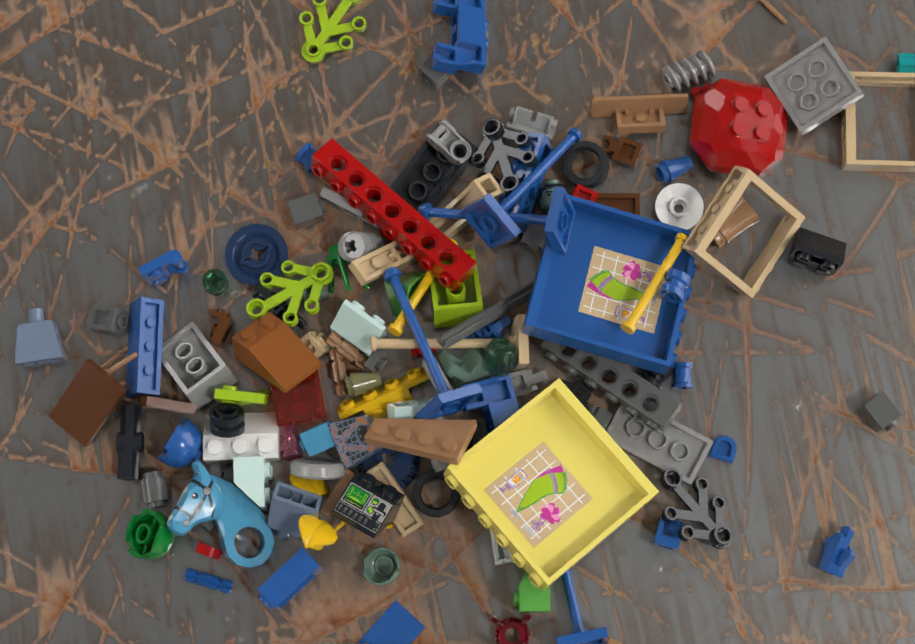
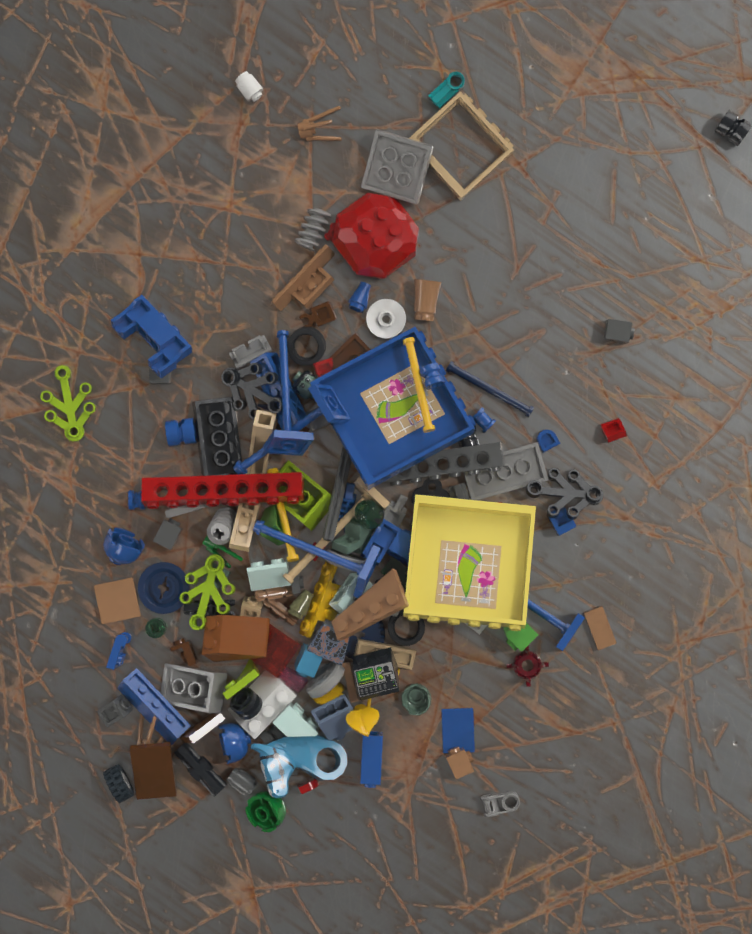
camera: 45 degrees left, 10 degrees up
(38, 341) = (87, 762): sand blue torso -> none
(46, 384) = (118, 783): none -> black wheel
(206, 228) = (117, 600): none -> medium nougat tile
(208, 580) = (324, 802): blue axle -> none
(256, 183) = (122, 547): none -> blue cylinder
(404, 135) = (180, 432): none -> blue wheel
(448, 142) = (212, 412): light grey piece -> none
(714, 355) = (490, 389): none -> dark blue bar
(716, 215) = (416, 308): tan window -> none
(793, 496) = (613, 430): none -> red plate
(817, 252) = (493, 268): black slope -> none
(837, 552) = (669, 439): blue rock -> none

